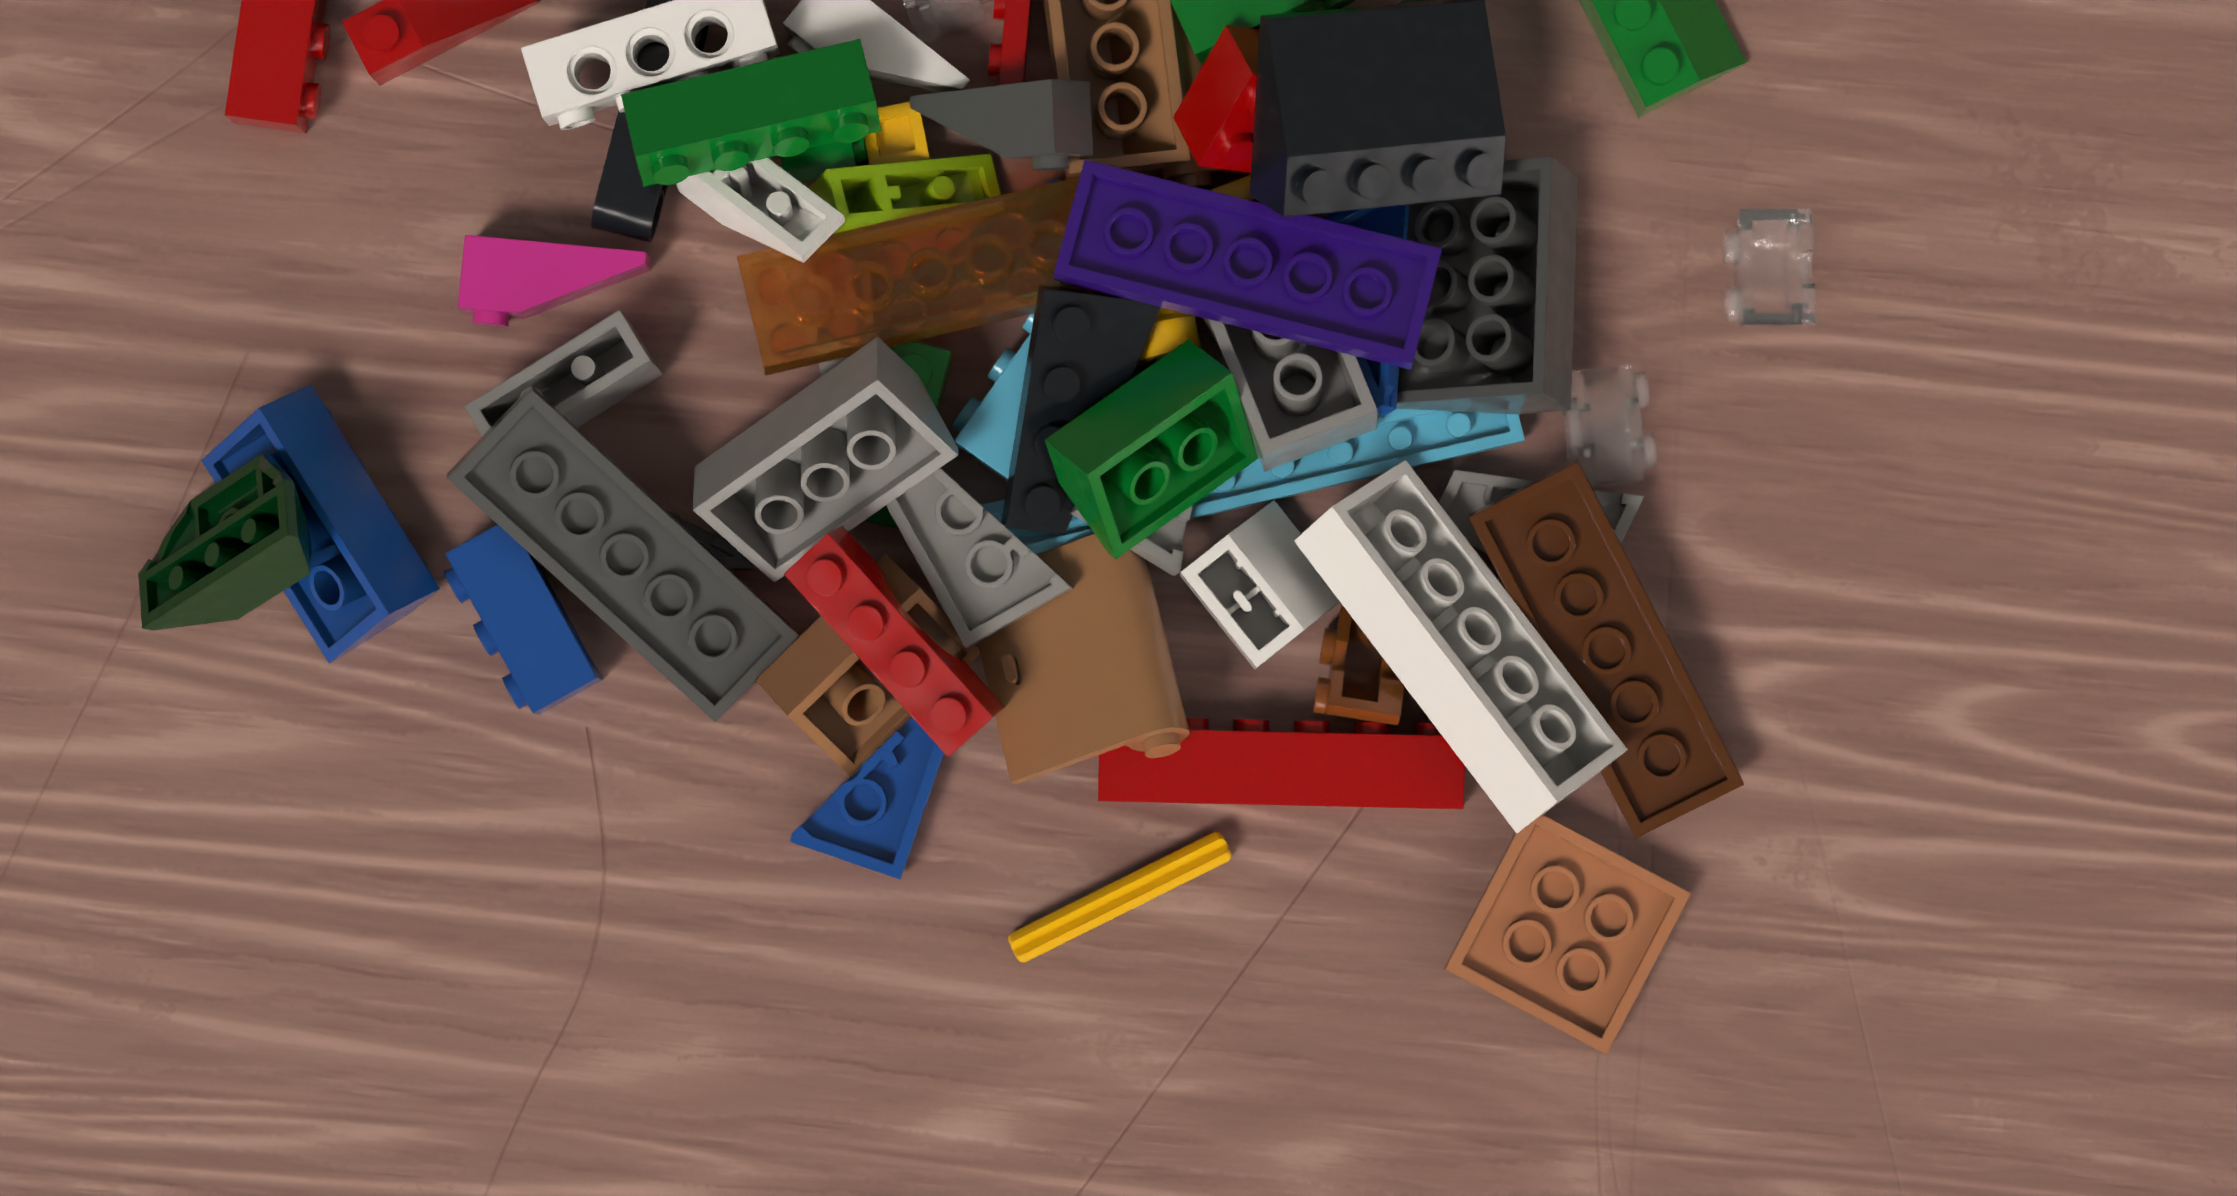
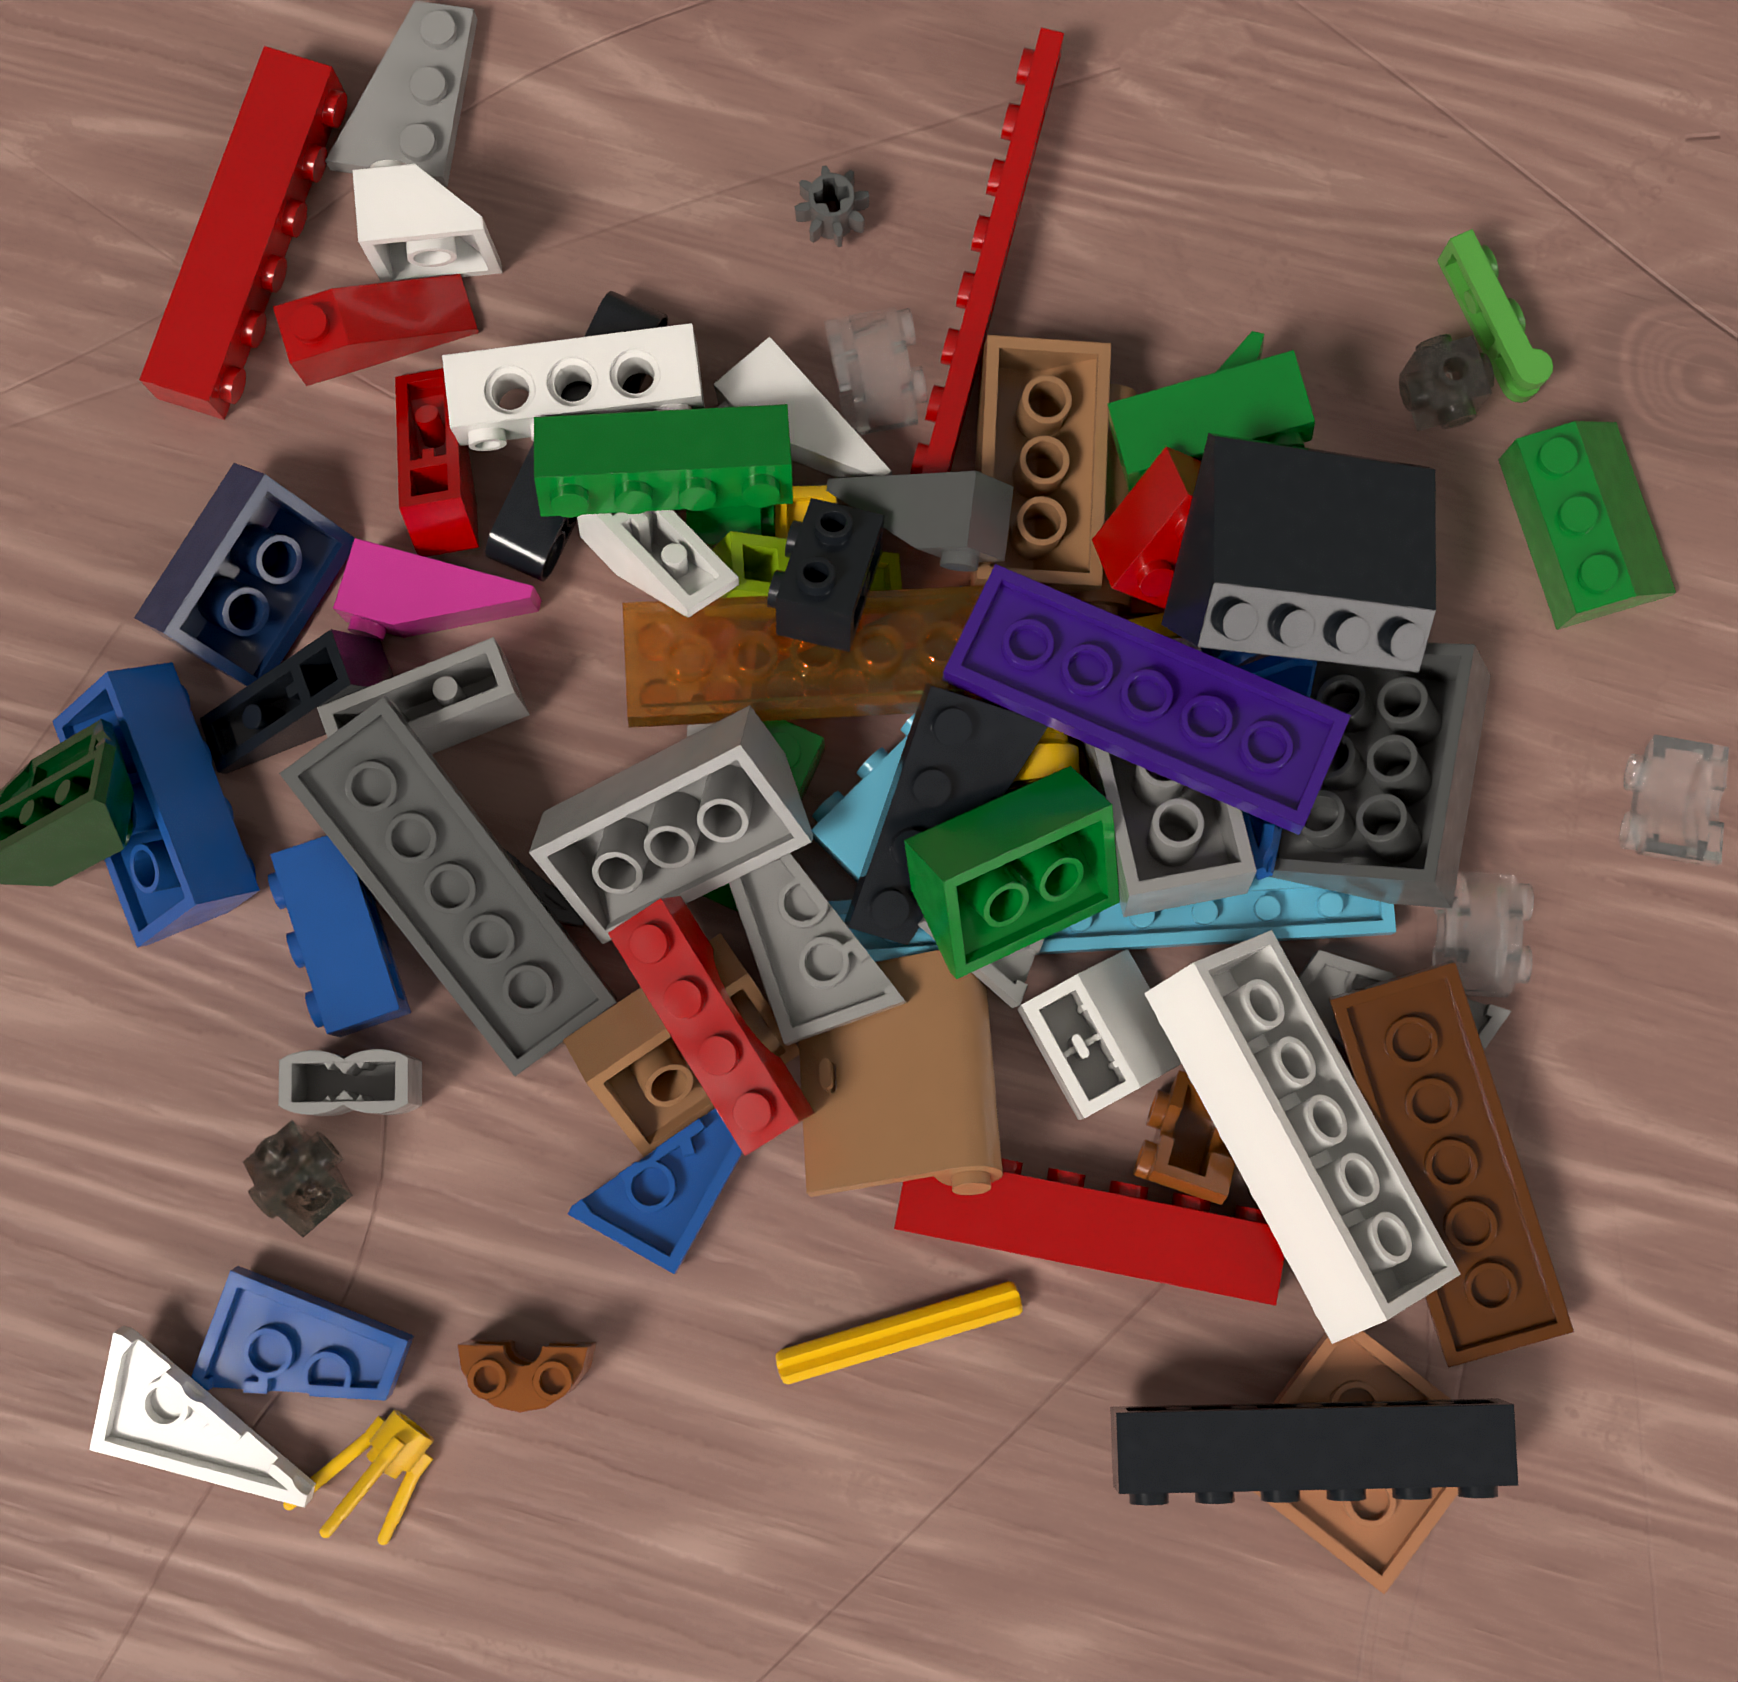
camera: 15 degrees right, 5 degrees down
(363, 288) = (246, 576): none -> dark blue slope
(432, 401) = (283, 703): none -> black slope
(454, 1098) = (171, 1423): none -> white wing
(523, 145) = (432, 469): none -> red slope
(530, 852) = (297, 1178): none -> clear smoke brick
(556, 1005) = (294, 1342): none -> blue wing
(578, 751) = (337, 1084): none -> light grey brick
(669, 1086) = (396, 1447): none -> yellow plant
(778, 1005) = (519, 1384): none -> dark orange cylinder
(927, 196) = (827, 574): none -> black brick
(1517, 931) = (1313, 1447): none -> black brick

